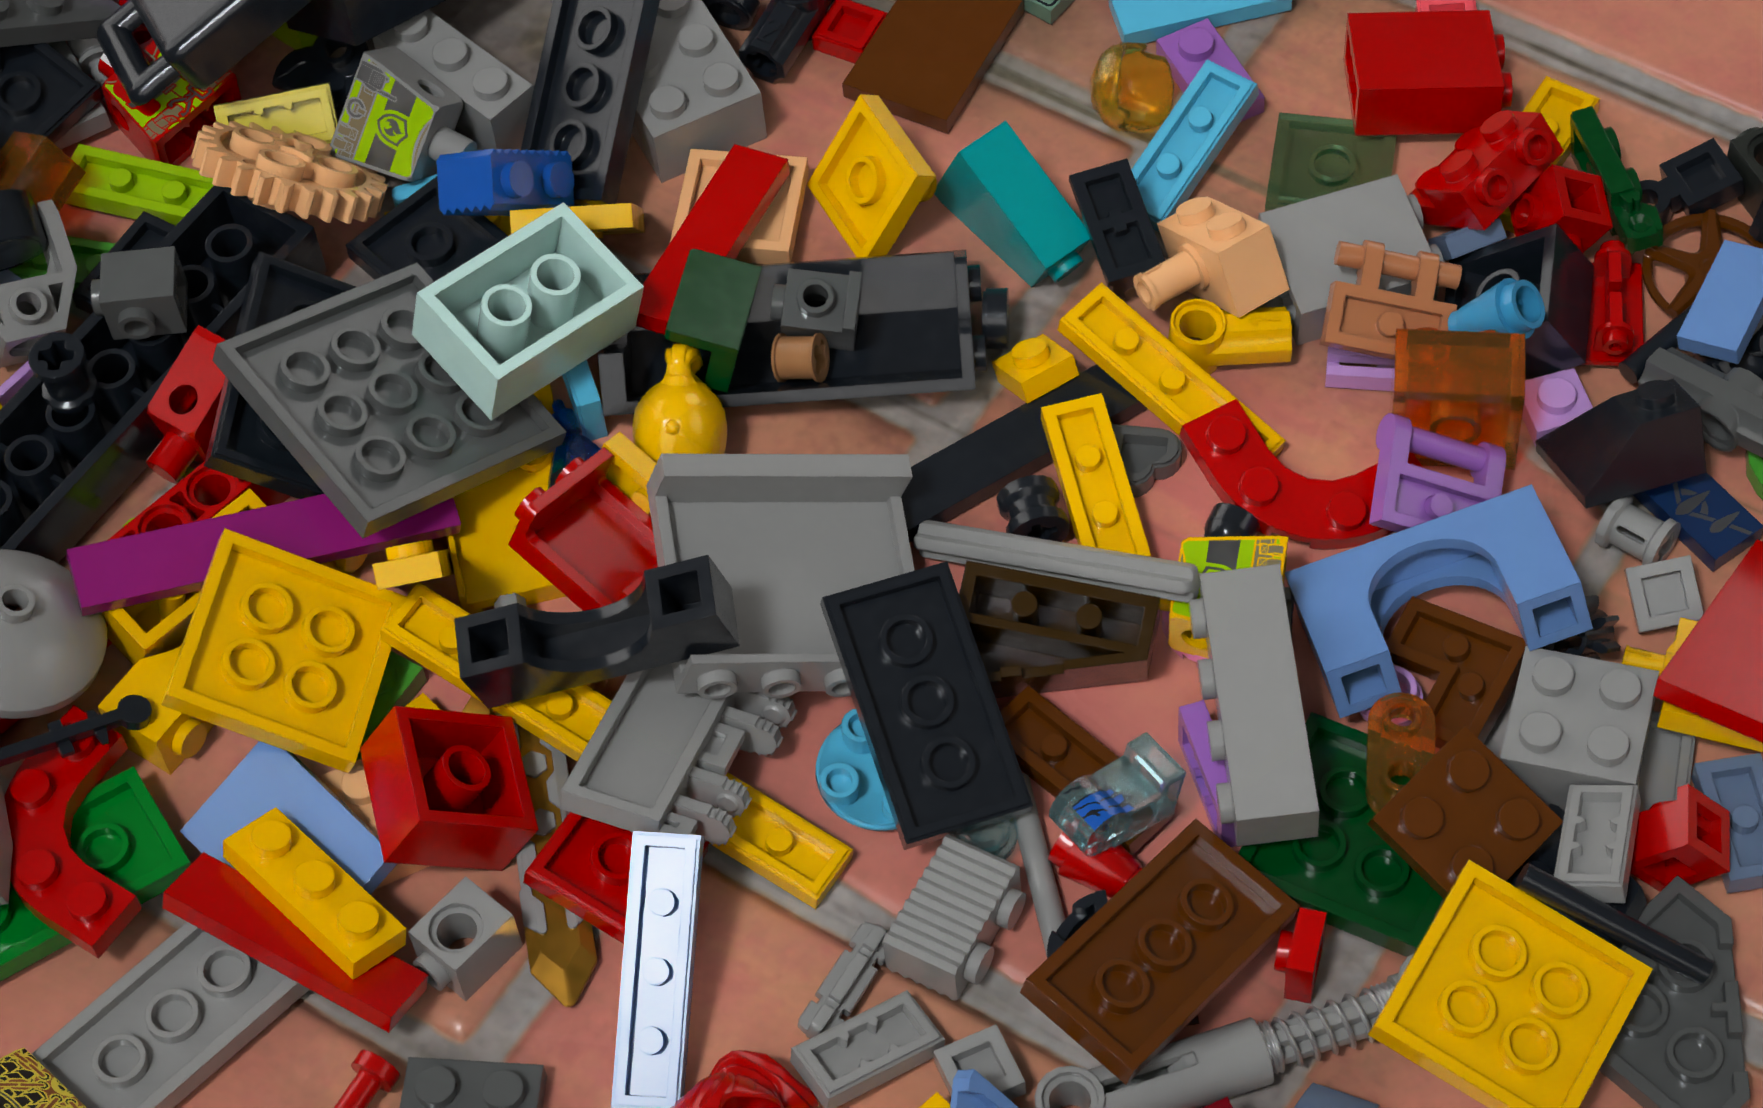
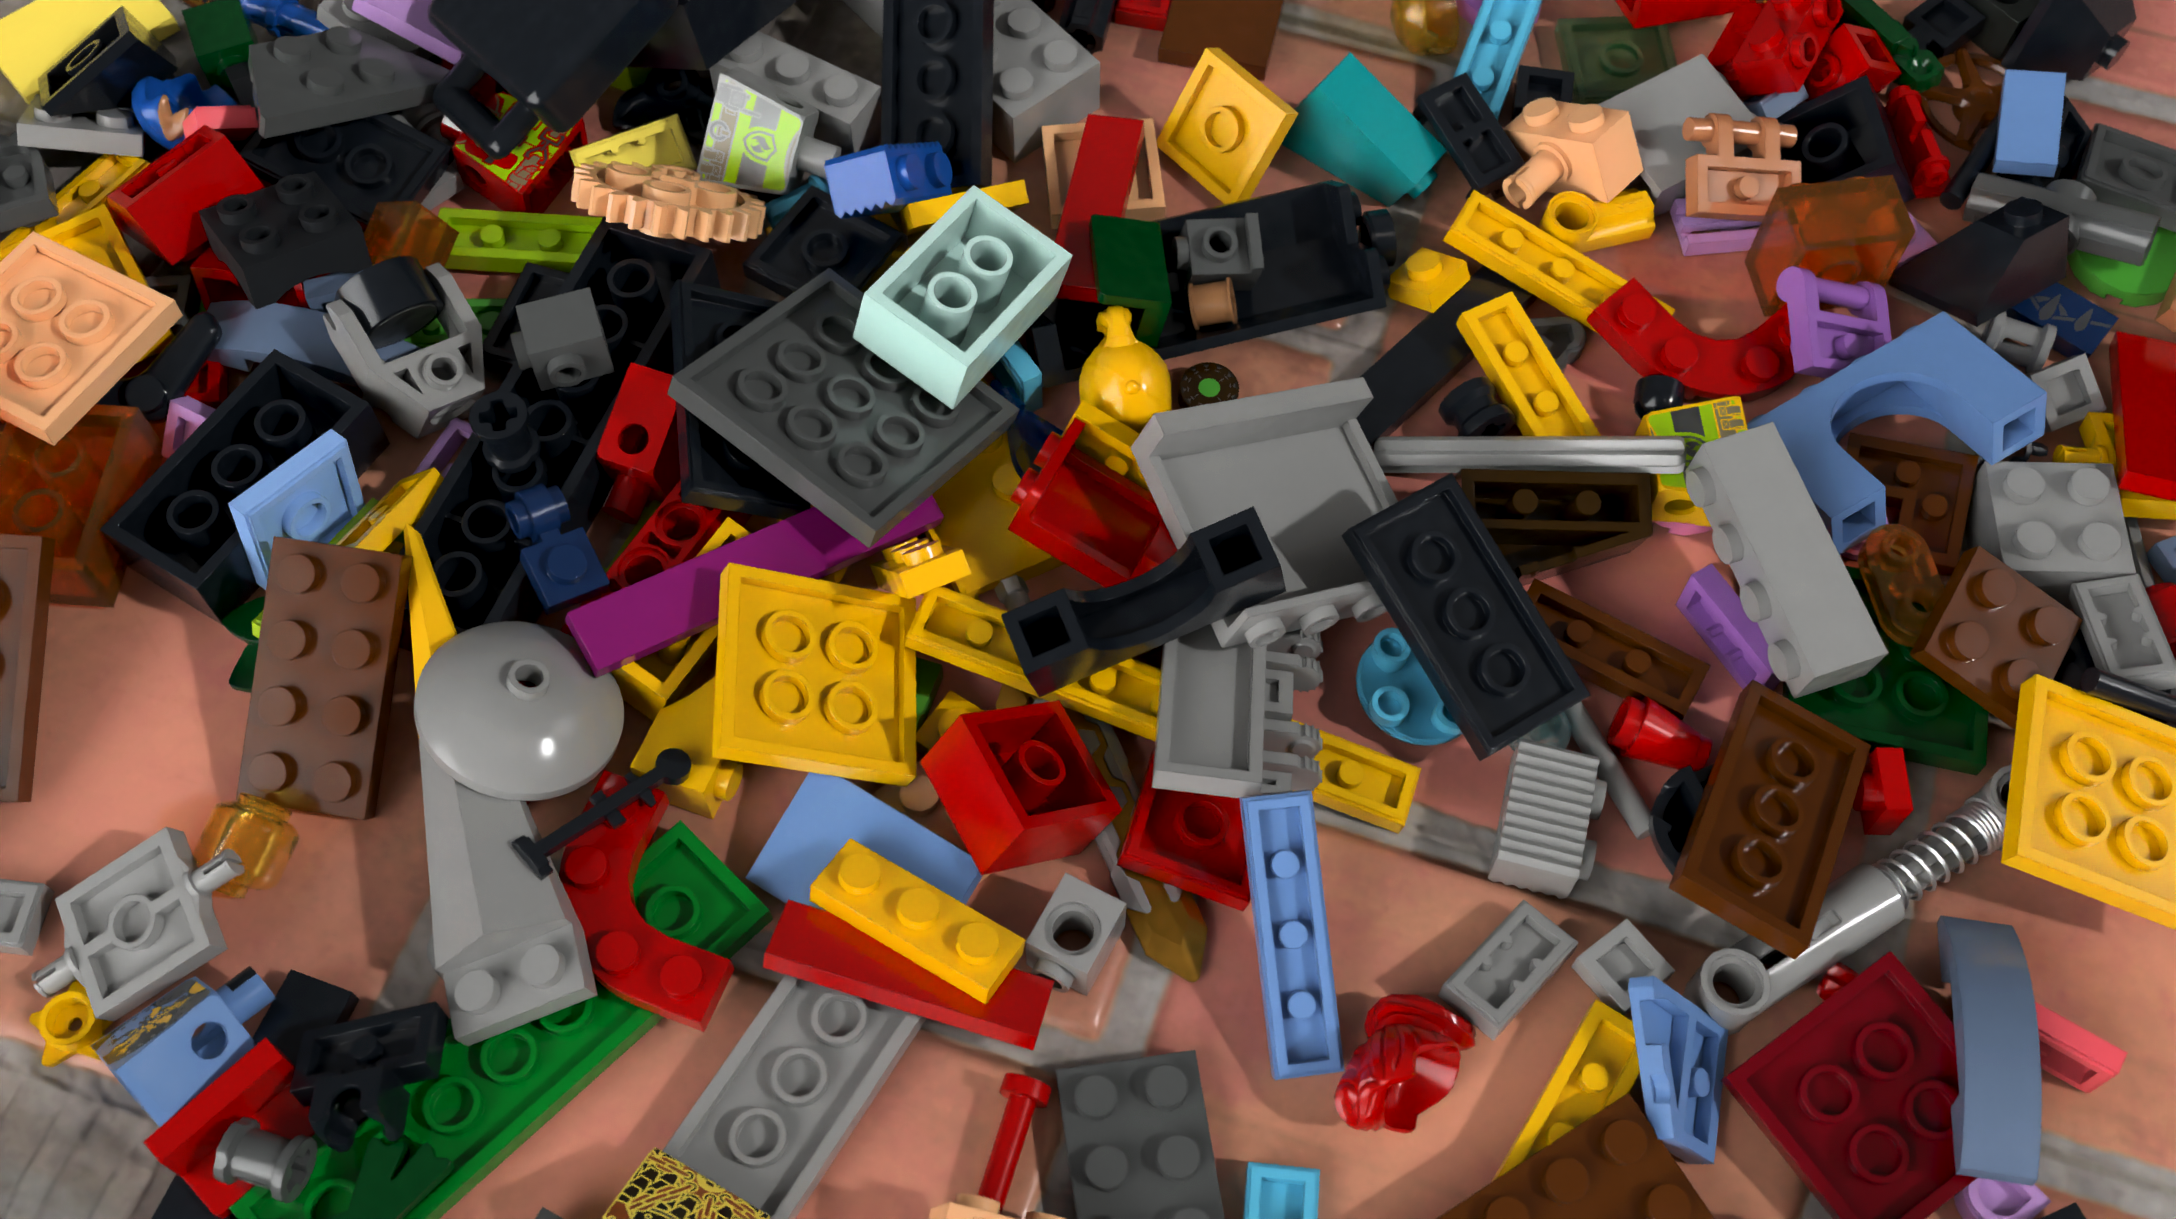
camera: 20 degrees left, 5 degrees up
(82, 506) = (559, 566): none -> dark blue plate
(774, 436) = (1206, 385): none -> dark brown tile
(845, 981) = (1460, 903): light grey axle -> none
(1120, 797) = (1679, 670): clear light blue leg -> none
(1233, 185) = (1540, 83): none -> black plate
(1505, 307) = (1857, 154): dark azure cone -> none

